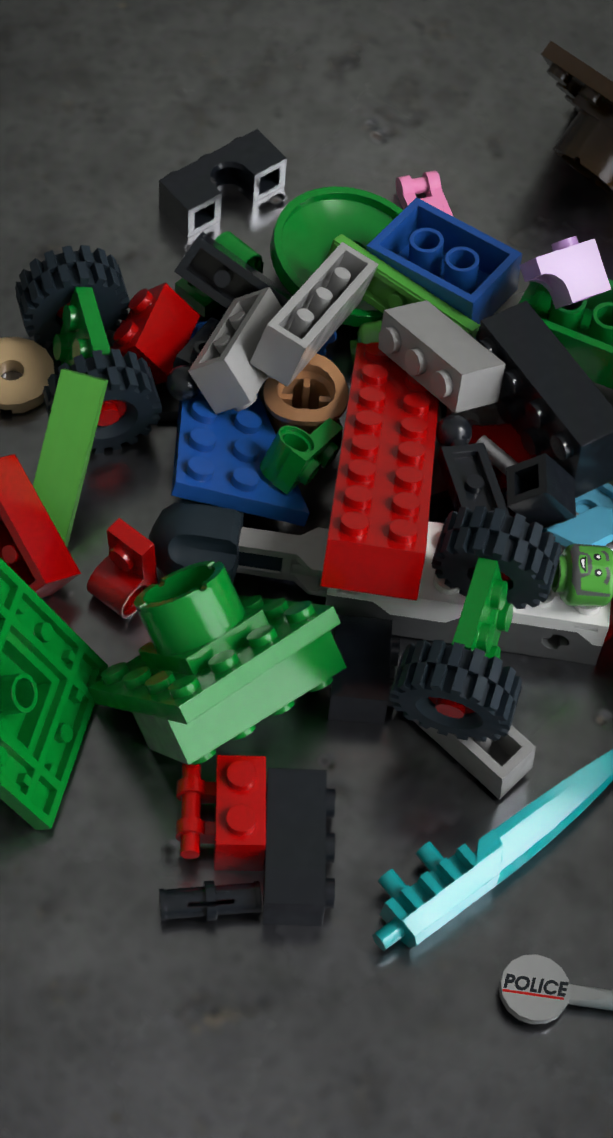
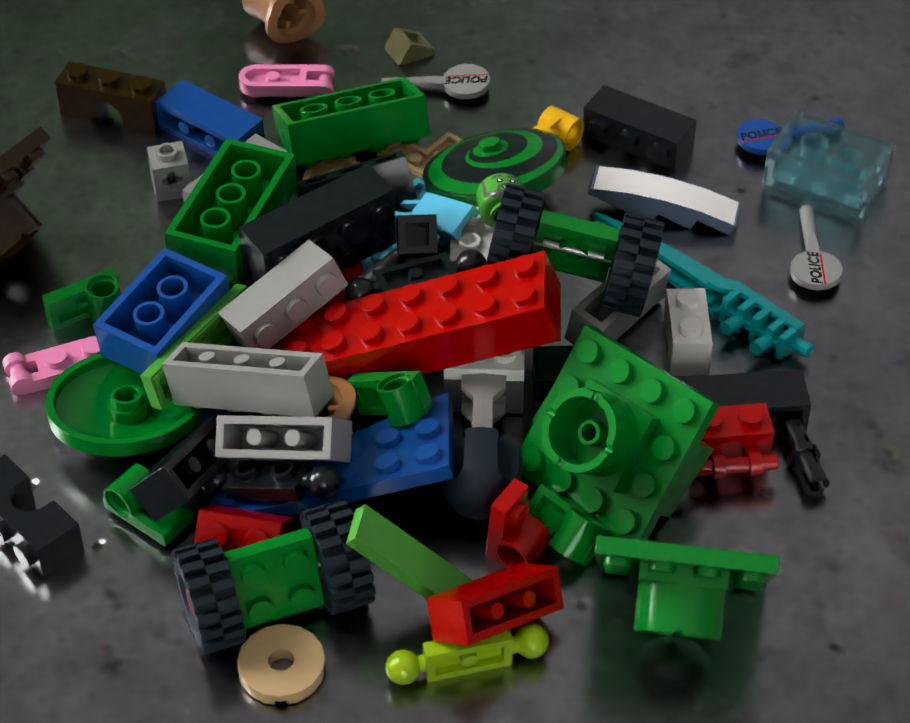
camera: 90 degrees left, 10 degrees down
(126, 640) = (570, 528): none -> green plate
(419, 800) = (687, 332): none -> white brick
(513, 228) = (82, 299): none -> green plate
(569, 272) = (203, 201): brick -> none

